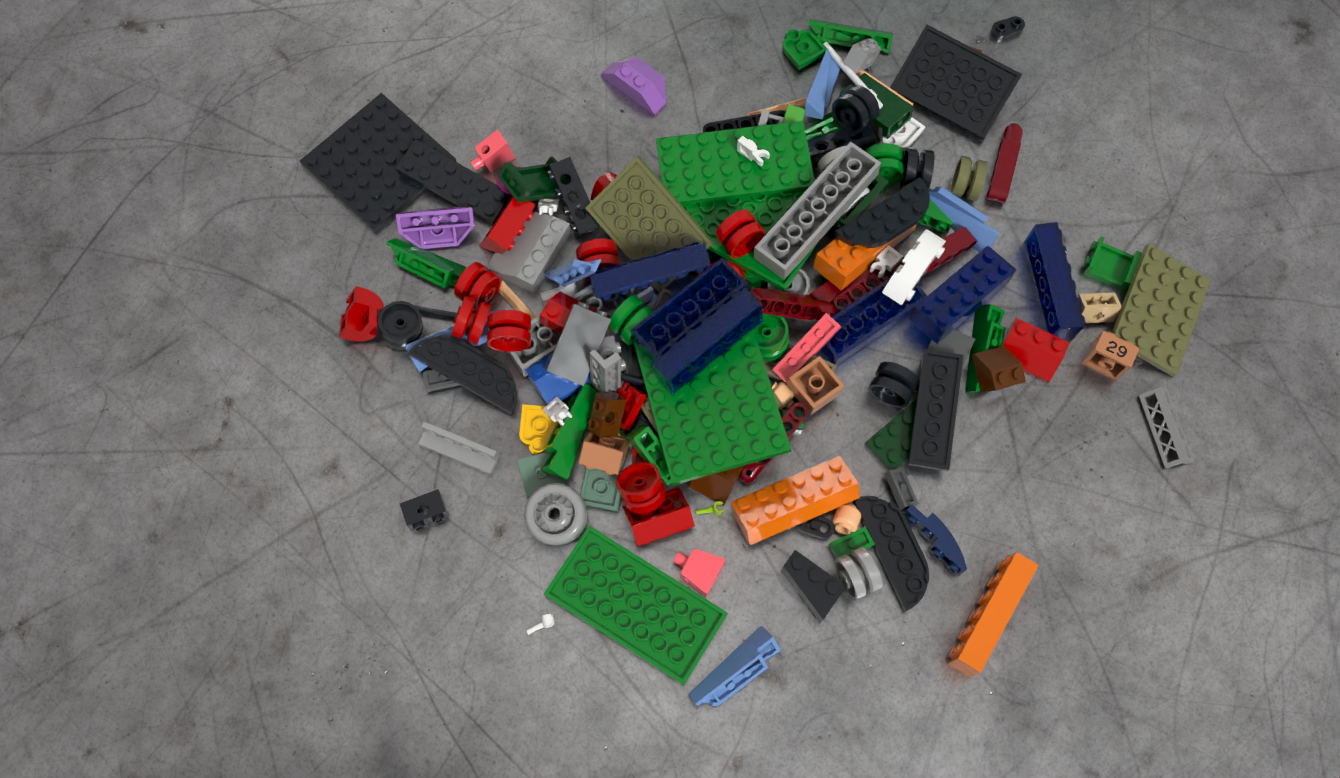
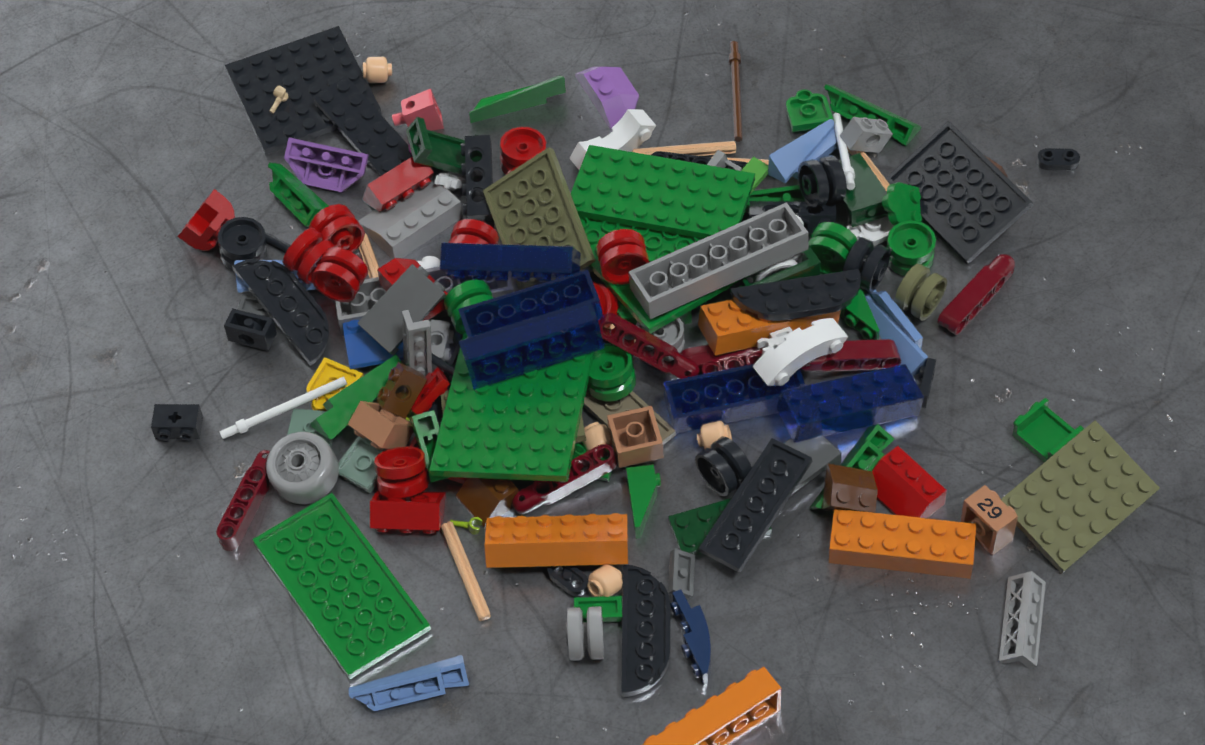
camera: 30 degrees right, 15 degrees down
(366, 175) = (281, 95): none -> tan hand
(435, 123) = (376, 70): none -> light nougat head
(446, 402) = (250, 329): none -> black brick
(458, 448) = (240, 377): light grey fence -> none
(481, 491) = (243, 425): none -> white bar
(524, 567) = (246, 508): none -> dark red piece
(547, 621) = (244, 569): white hand -> none
(557, 411) = (353, 371): white plate -> none
(566, 111) = (517, 99): none -> green wedge
(572, 271) = (430, 239): medium blue wedge -> none
(596, 158) = (519, 146): none -> red wheel
(674, 116) = (626, 135): none -> white brick
(699, 569) = (424, 575): coral torso -> none
(723, 21) = (735, 61): none -> reddish brown bar
(723, 114) = (702, 149): none -> light nougat axle
(732, 553) = (465, 570): none -> light nougat axle
(749, 150) = (677, 181): white plate -> none
(807, 347) = (649, 393): coral plate -> none
(813, 584) = (535, 631): black wedge -> none
(836, 427) = (642, 490): none -> green slope
(869, 359) = (711, 432): none -> light nougat head
(921, 108) = (902, 203): none -> green plate
(944, 139) = (910, 245): none -> green wheel
(1003, 247) = (927, 375): none -> black plate
(1053, 398) = (902, 543): none -> orange brick
(1054, 281) = (964, 425): clear blue brick -> none
(1099, 307) = (1000, 468): tan brick -> none

